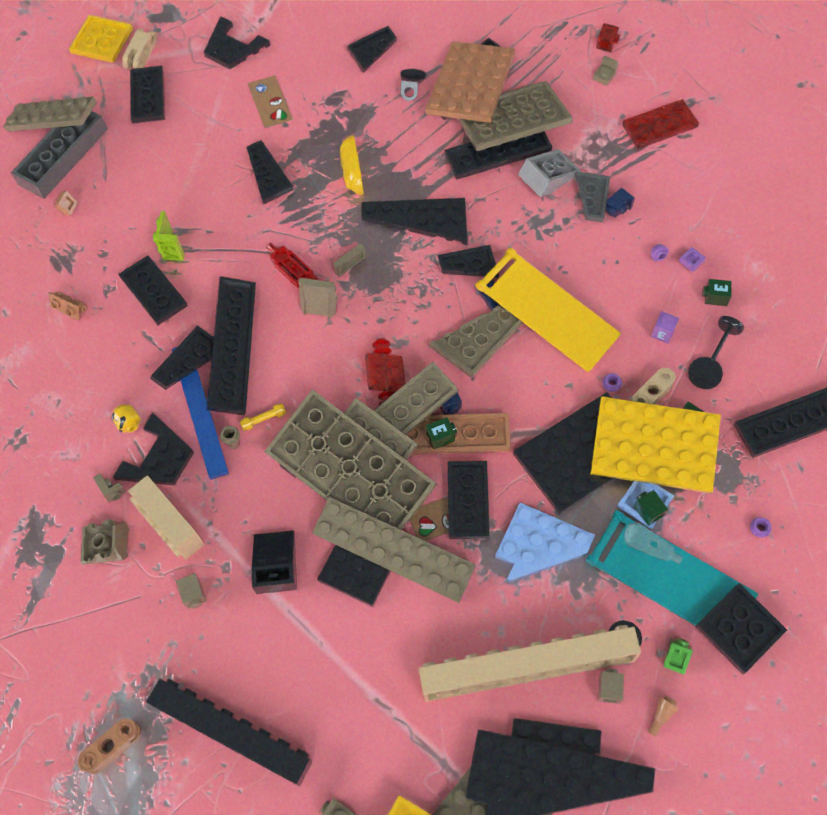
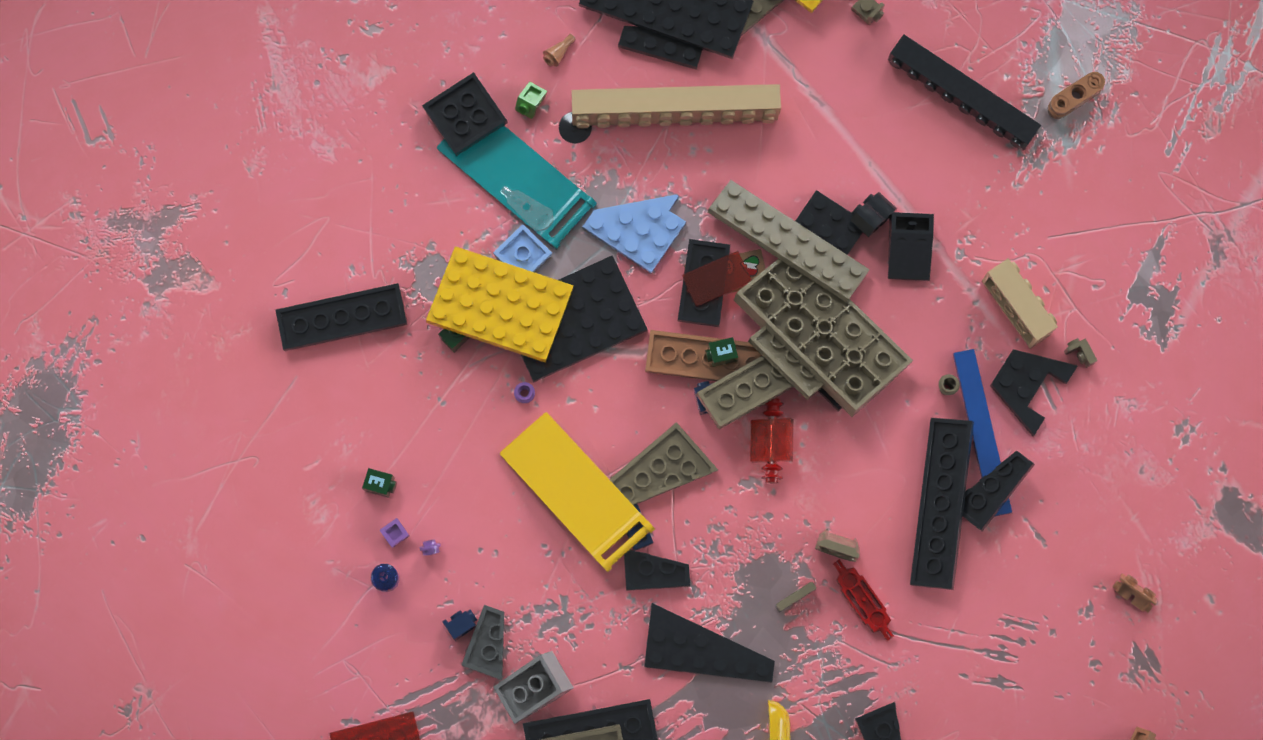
camera: 175 degrees left, 15 degrees up
(104, 542) = (1085, 294): dark tan slope -> none
(125, 418) = (1063, 429): yellow head -> none
(153, 290) = (1033, 595): black plate -> none
(167, 243) = (1019, 646): lime bracket -> none
(191, 591) = (995, 228): dark tan brick -> none
(278, 411) = (895, 416): yellow bar -> none
(312, 585) = (872, 214): none -> black brick
(456, 502) = (716, 278): none -> clear red piece
(611, 686) = (601, 77): dark tan brick -> none
(650, 507) = (522, 238): dark green brick -> none
(659, 384) = (479, 381): tan piece -> none
(665, 327) = (450, 446): medium lavender brick -> none
(690, 224) = (388, 584): none -> clear blue head
(706, 371) = (419, 391): black piece -> none
(762, 522) = (414, 204): medium lavender plate -> none

